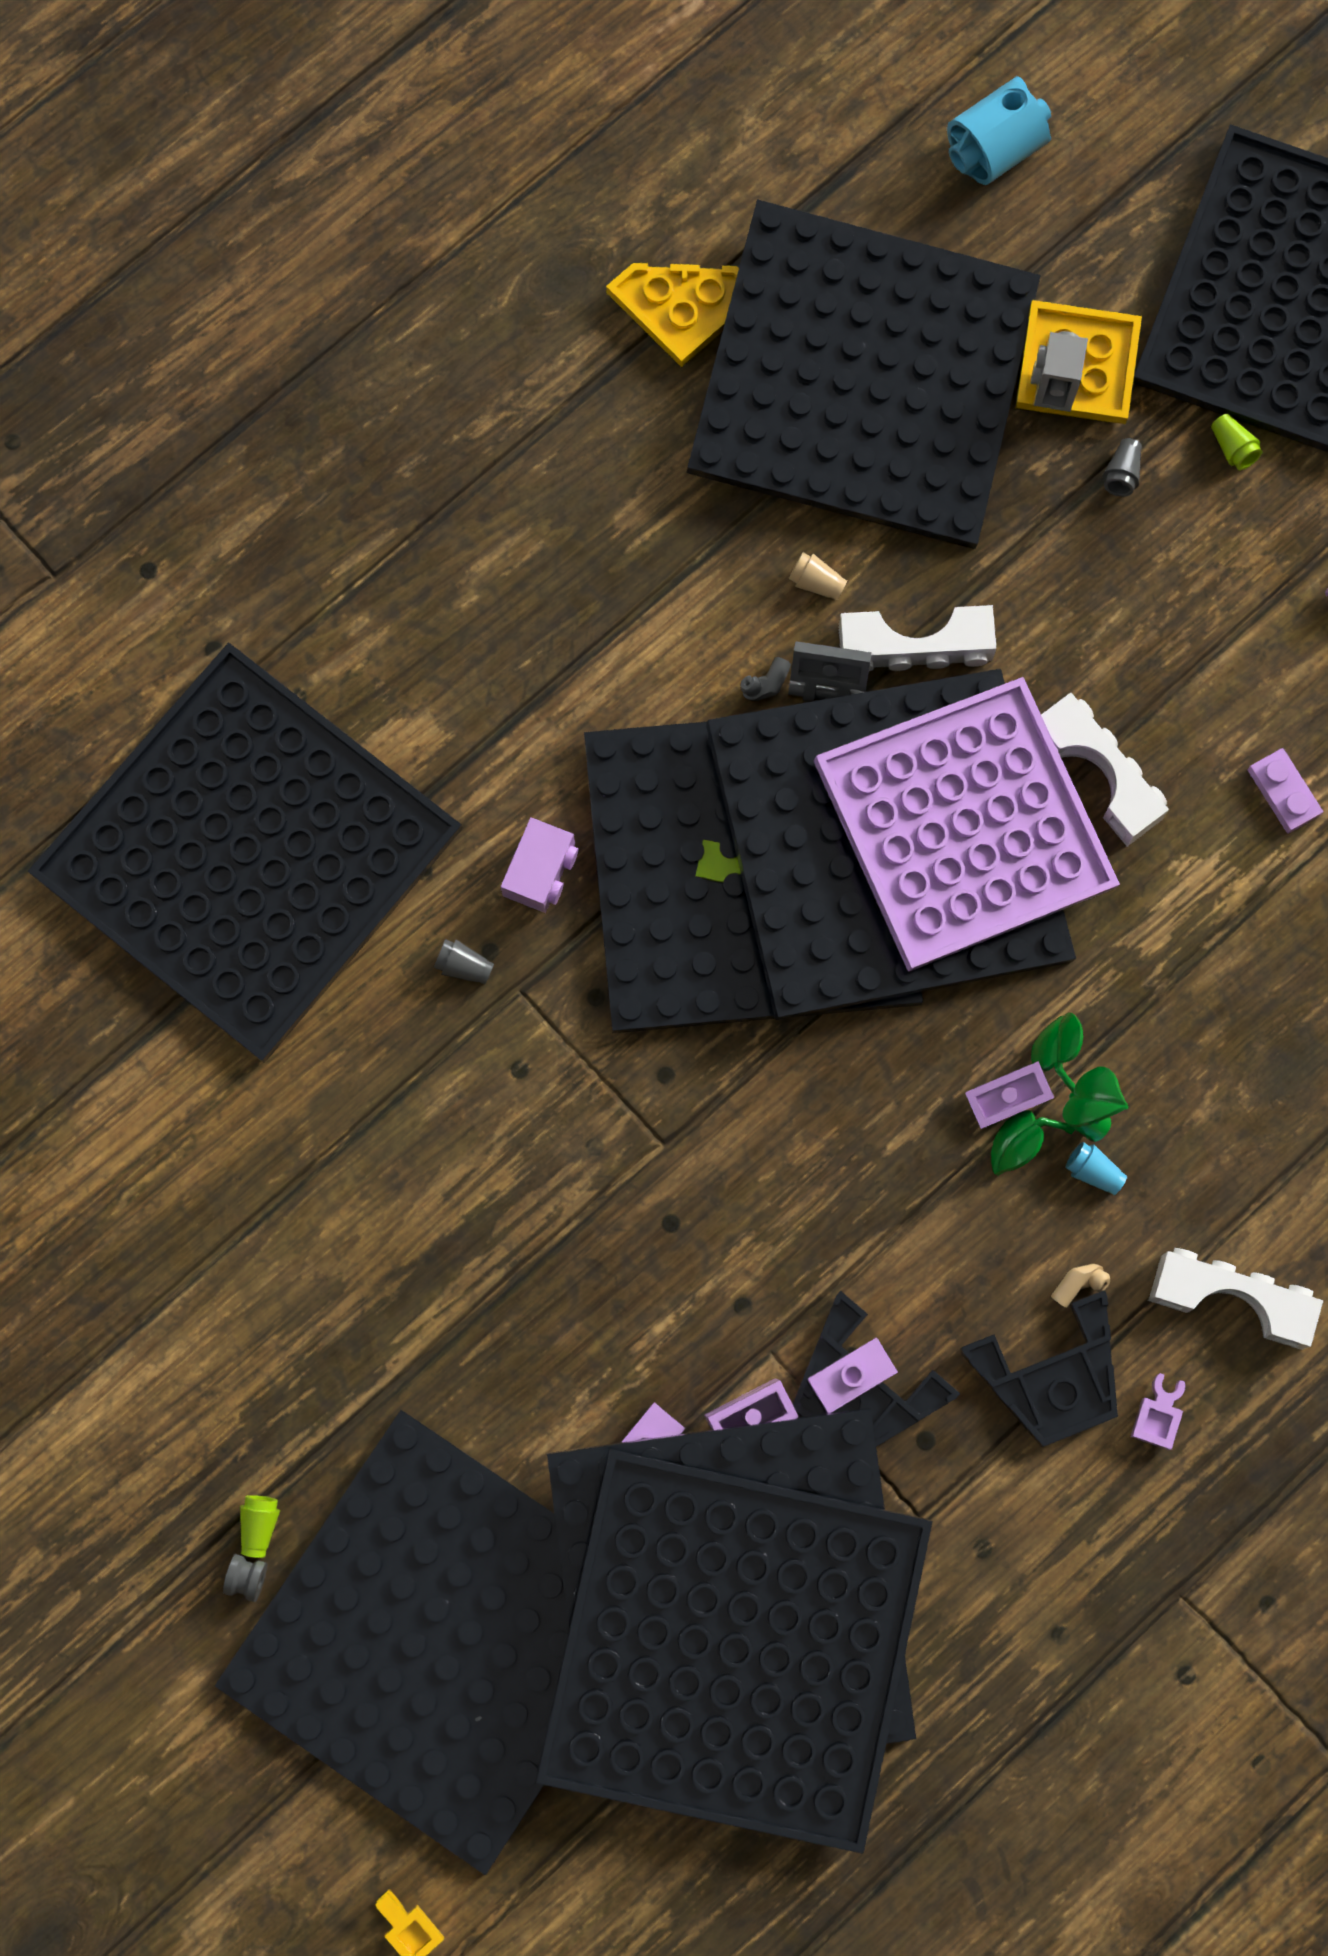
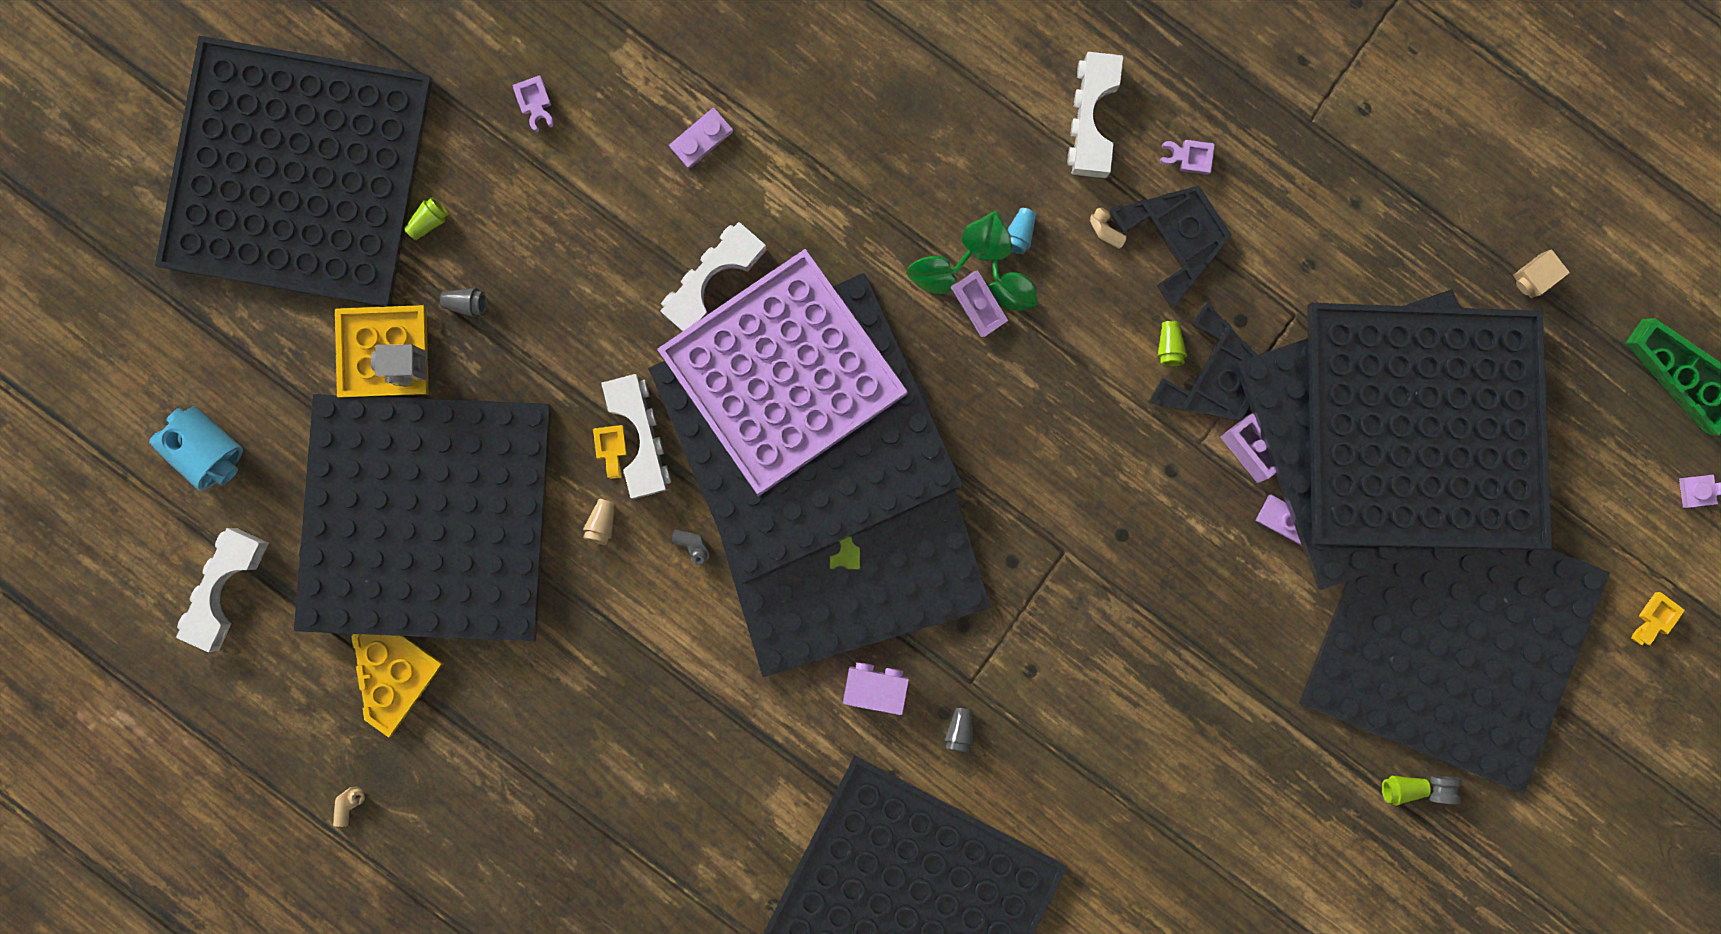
camera: 100 degrees left, 10 degrees up
(537, 227) = (344, 803): none -> tan arm
(789, 109) = (205, 622): none -> white arch
(827, 671) = (680, 498): dark grey plate -> none
(852, 1375) = (1211, 380): lavender plate -> none
(909, 1337) = (1171, 345): none -> lime cone
(912, 606) = (611, 444): none -> yellow plate
(914, 1867) = (1540, 274): none -> tan brick

